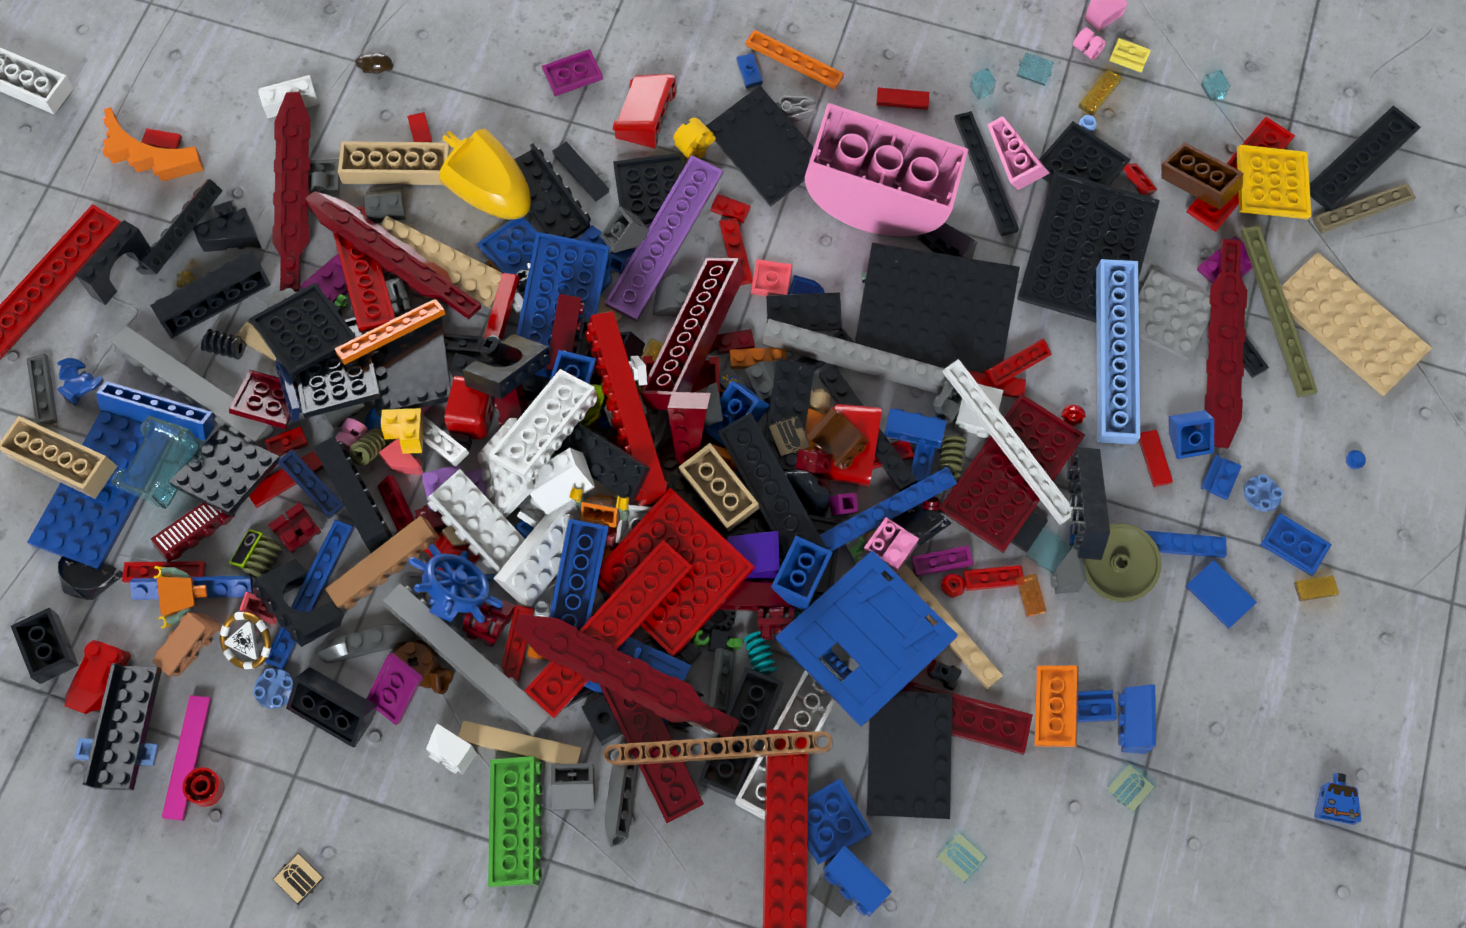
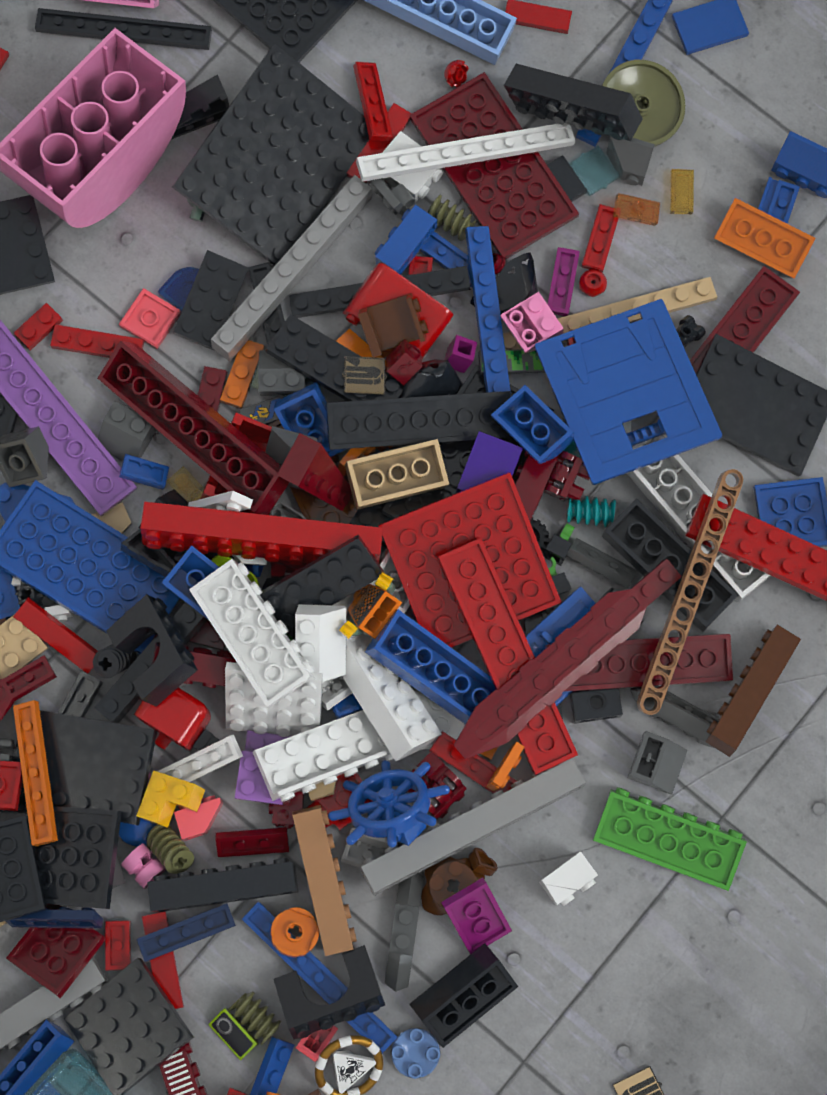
camera: 65 degrees left, 10 degrees up
(296, 530) = (233, 975): dark red hips -> none
(327, 551) = (287, 920): none -> orange plate
(513, 664) = (509, 761): none -> orange plate
(519, 744) = (586, 804): tan tile -> none
(565, 326) = (124, 568): dark red wedge -> none
(619, 260) = (56, 476): dark blue brick -> none
(650, 319) = (144, 472): none -> blue plate
(662, 839) = (752, 691): none -> reddish brown brick
(820, 401) = (329, 326): tan head -> none
(1065, 626) = (682, 191): none -> clear yellow tile

